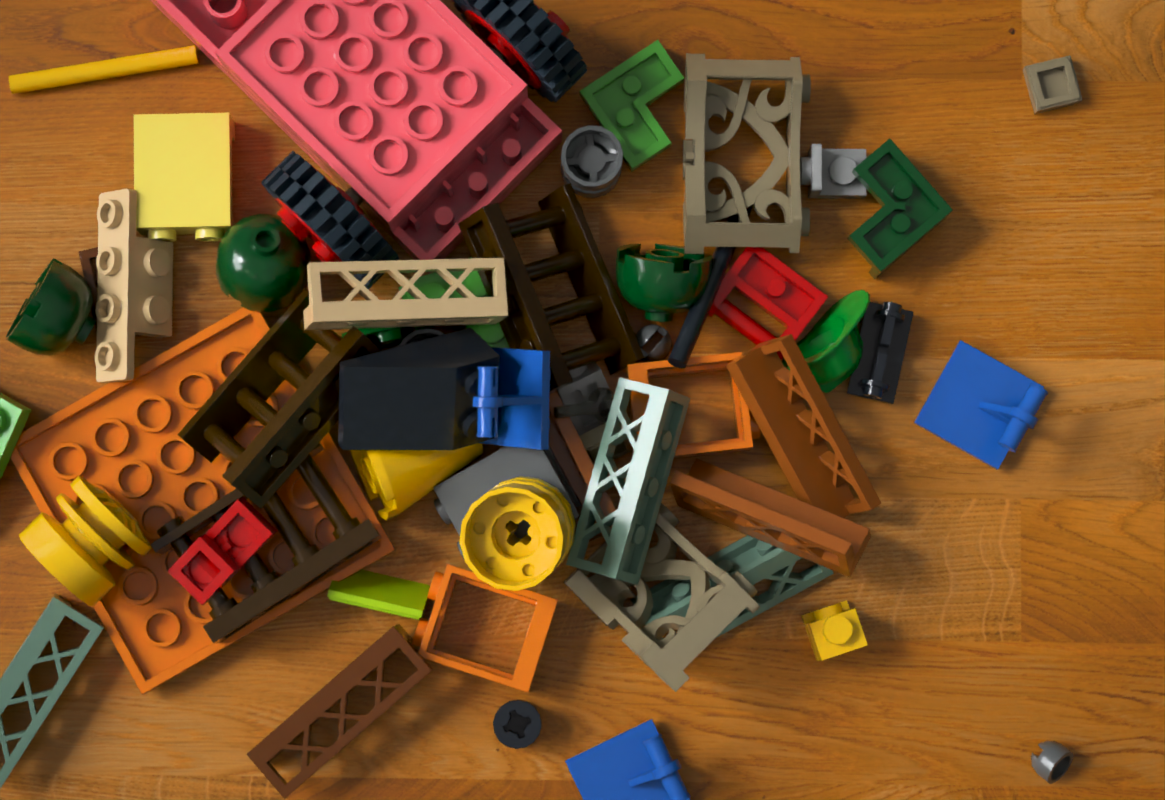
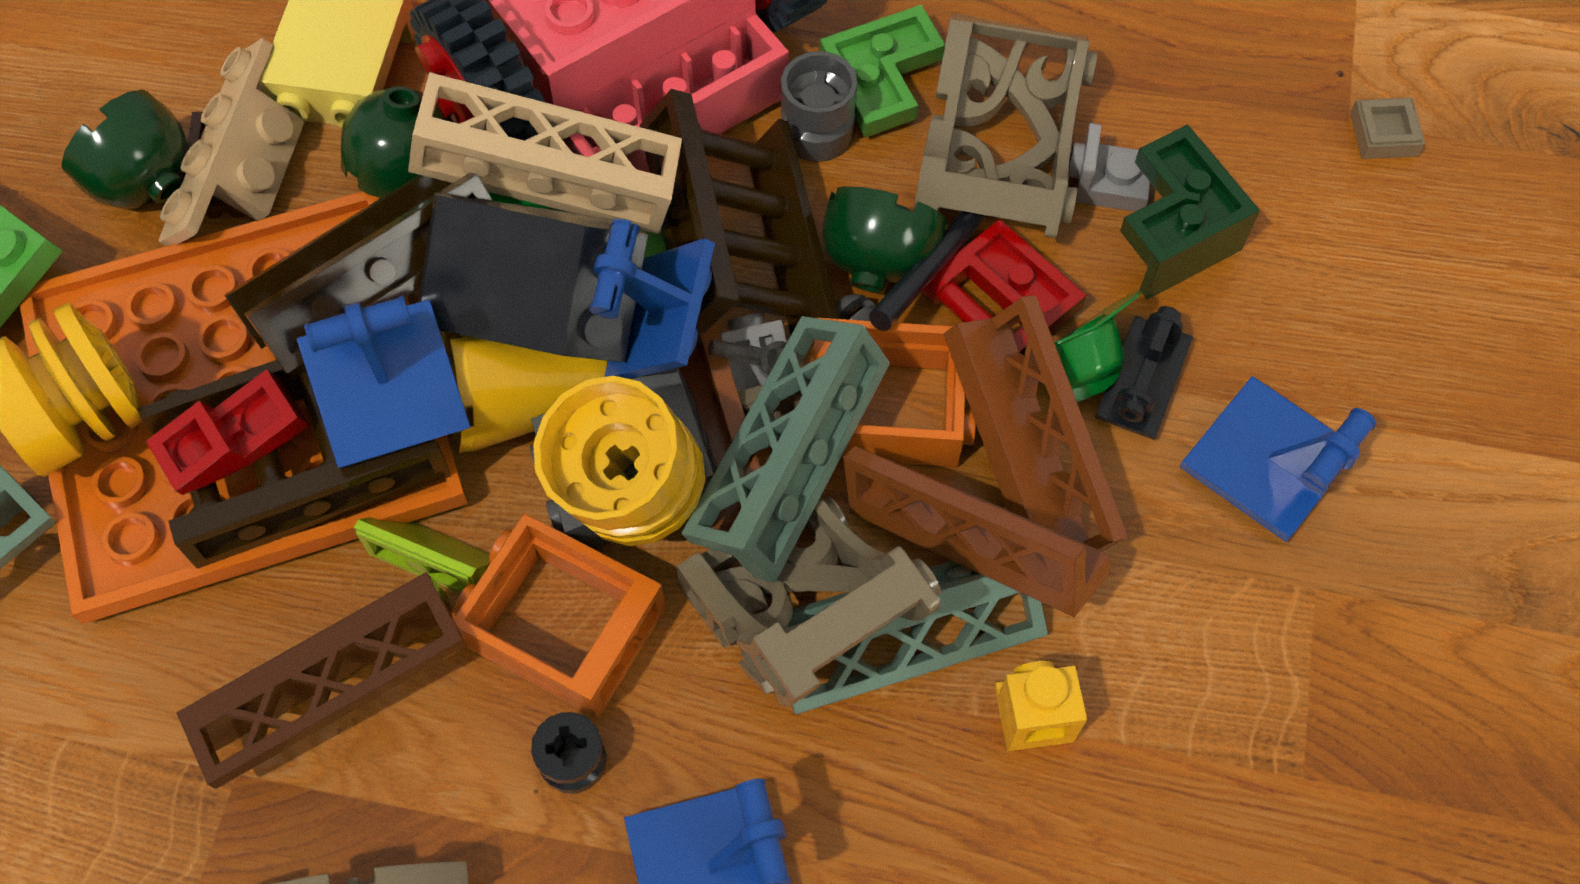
camera: 15 degrees right, 20 degrees down
(332, 501) = (381, 379): none -> blue plate

